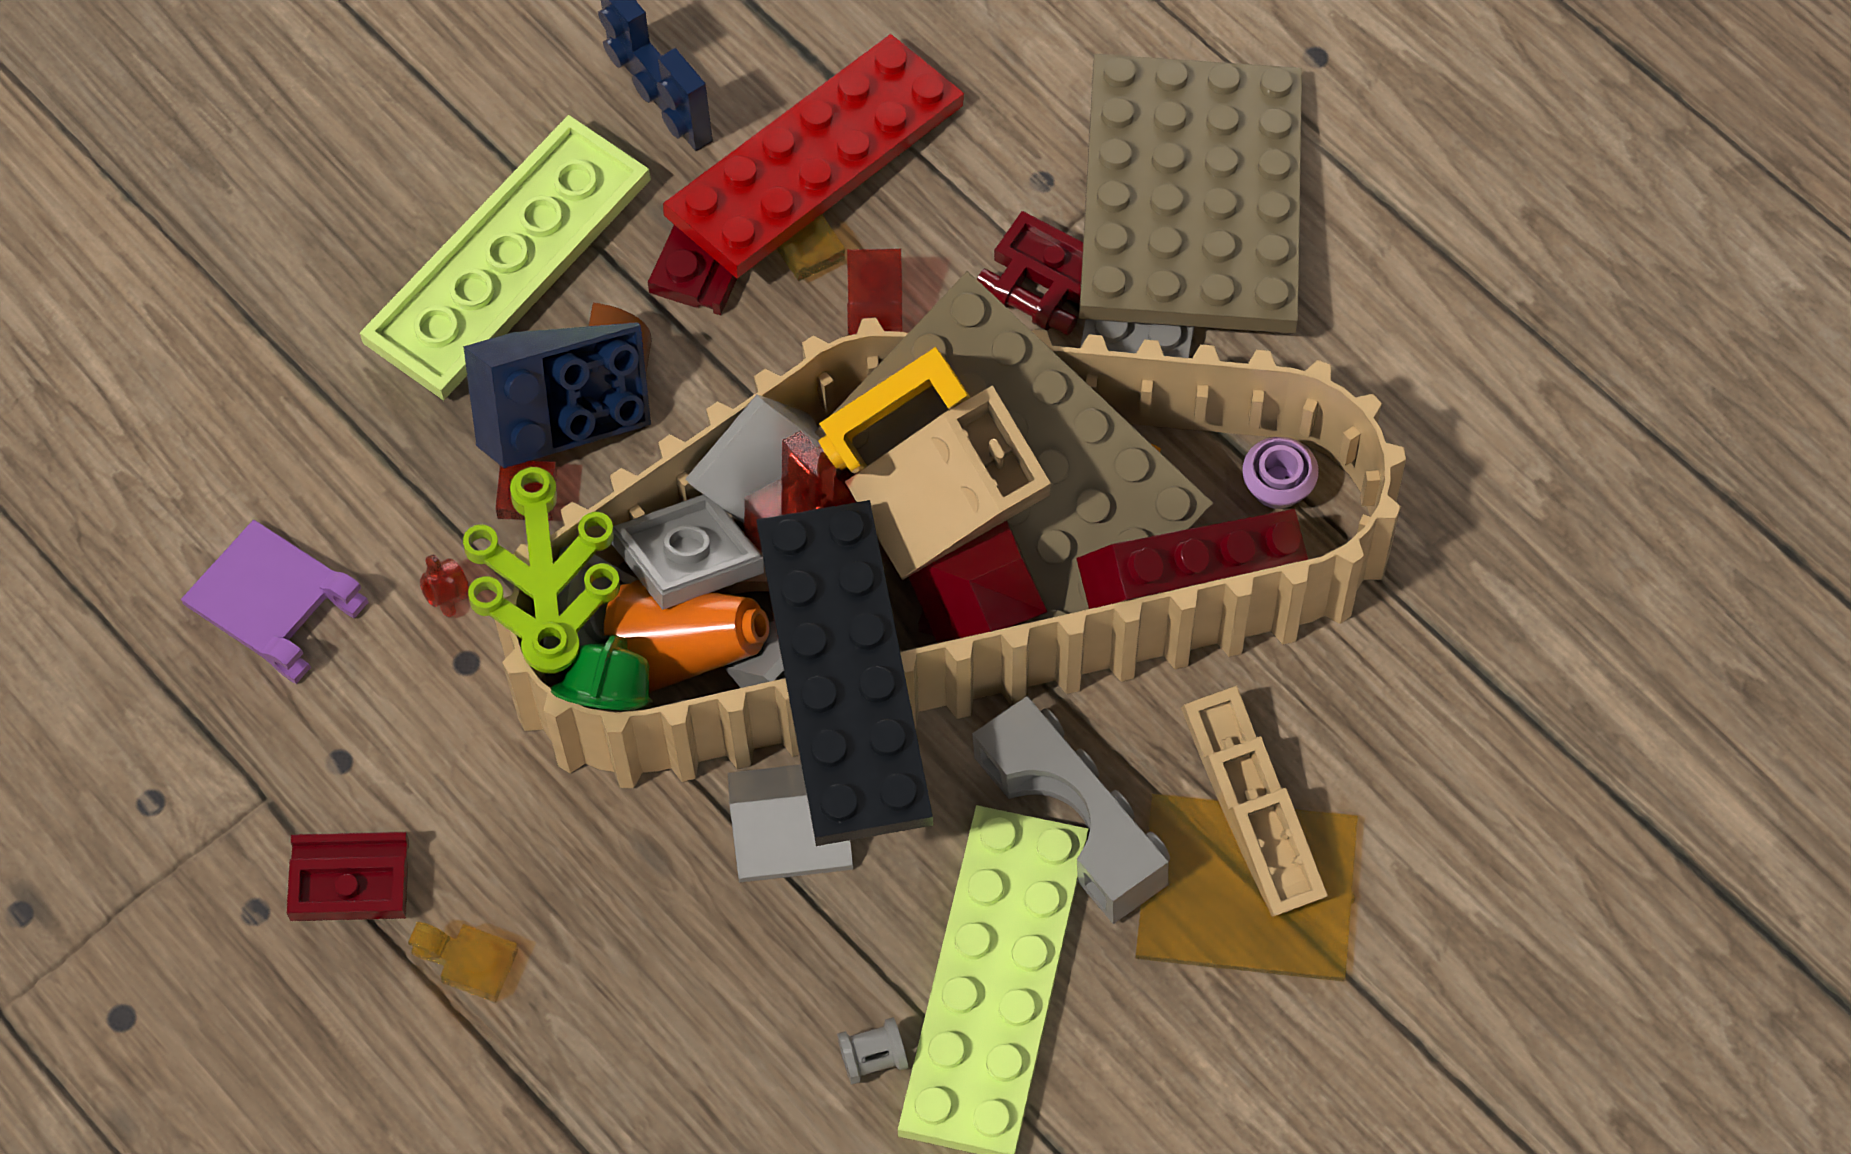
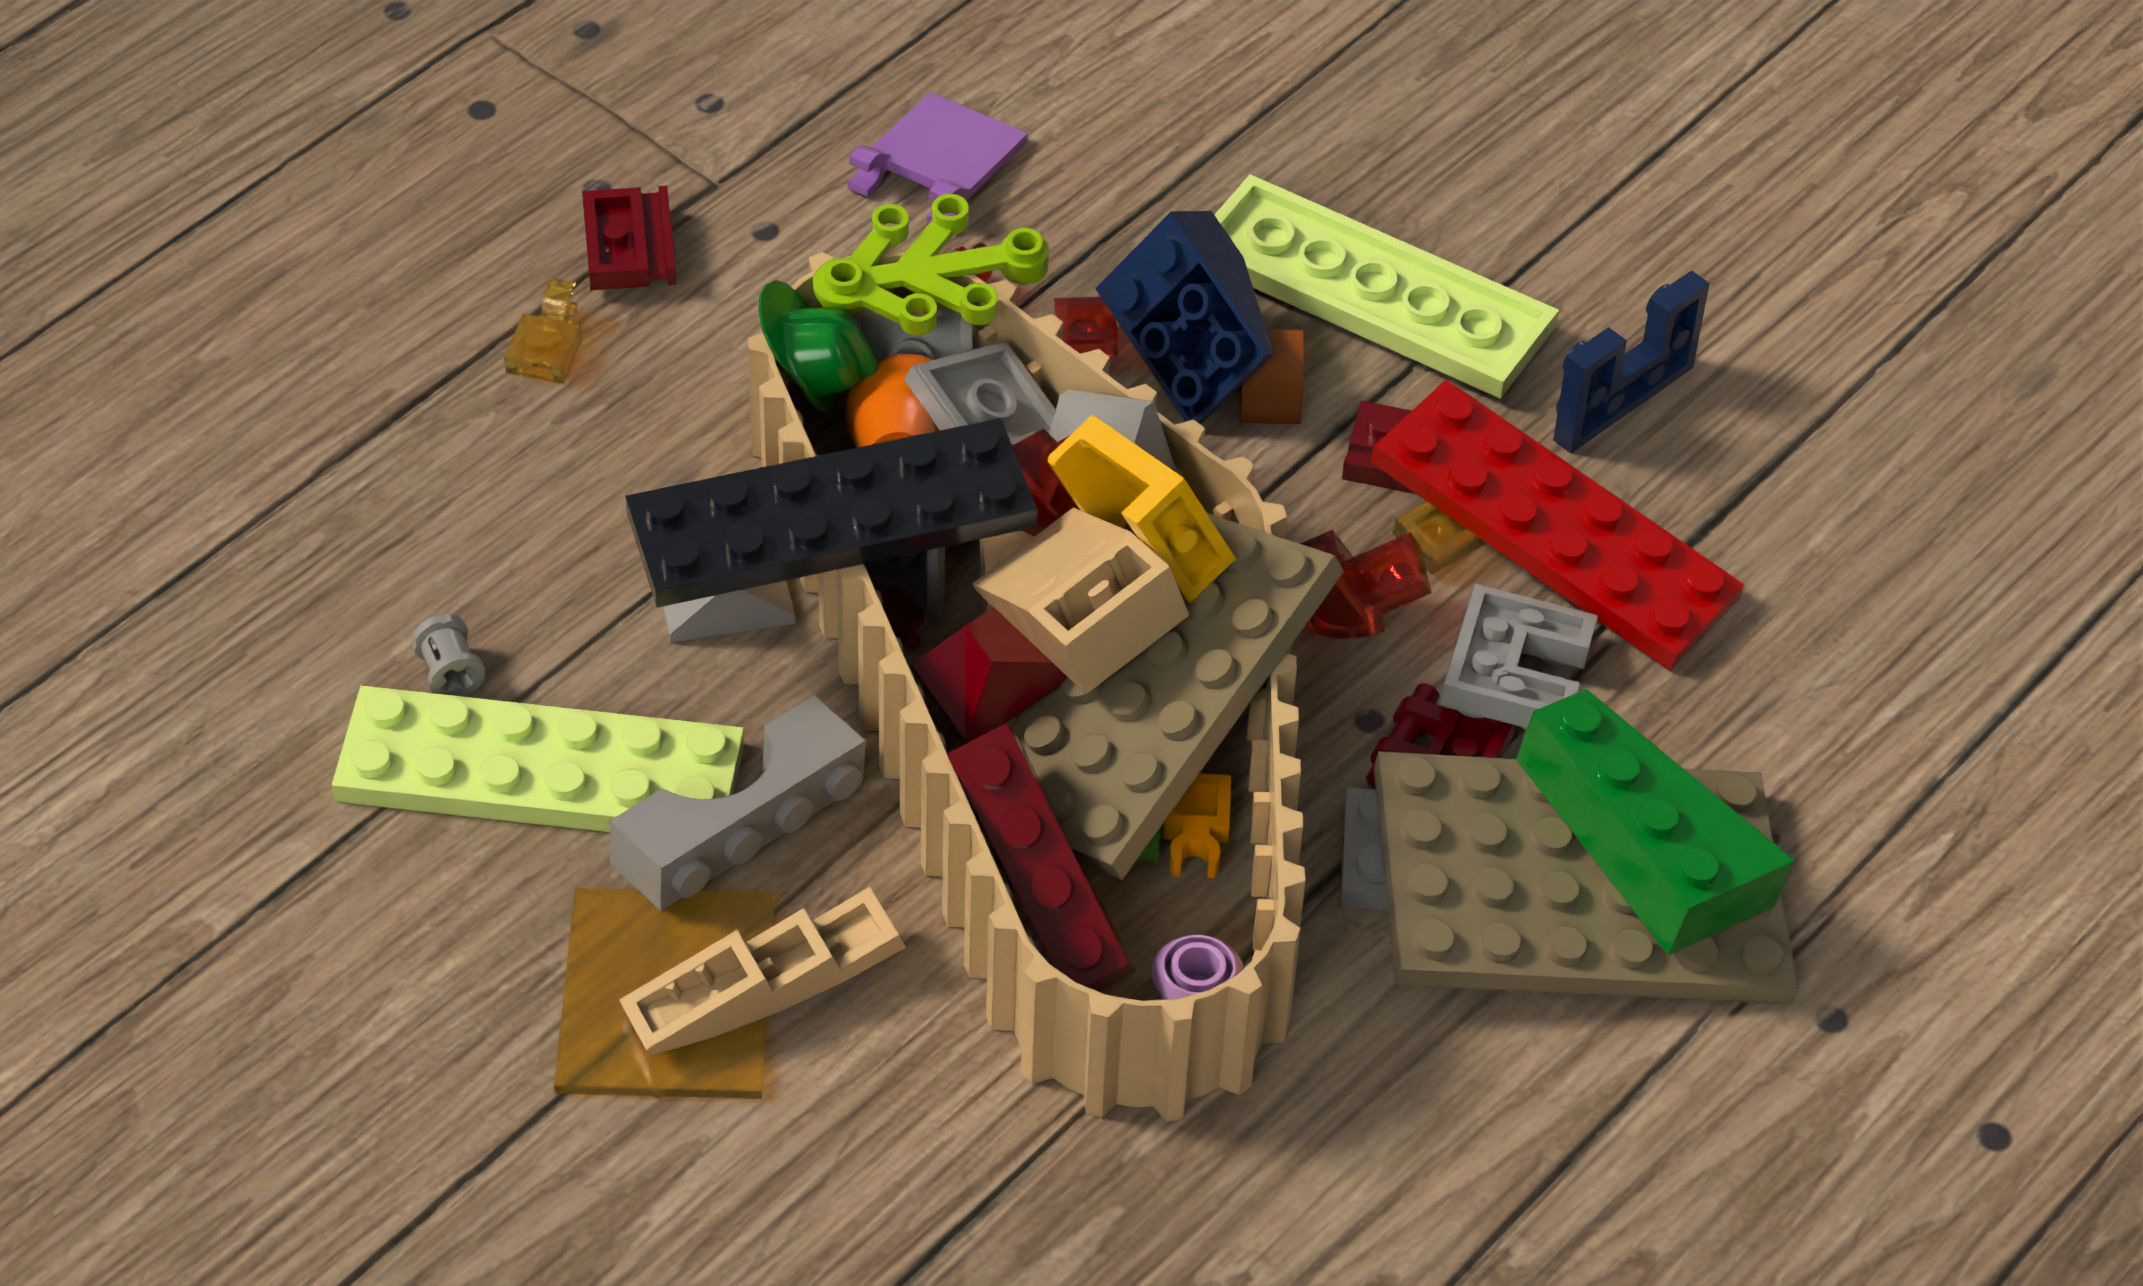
camera: 80 degrees right, 15 degrees down
(932, 210) = (1494, 634): none -> light grey plate
(1183, 123) = (1650, 825): none -> green wedge

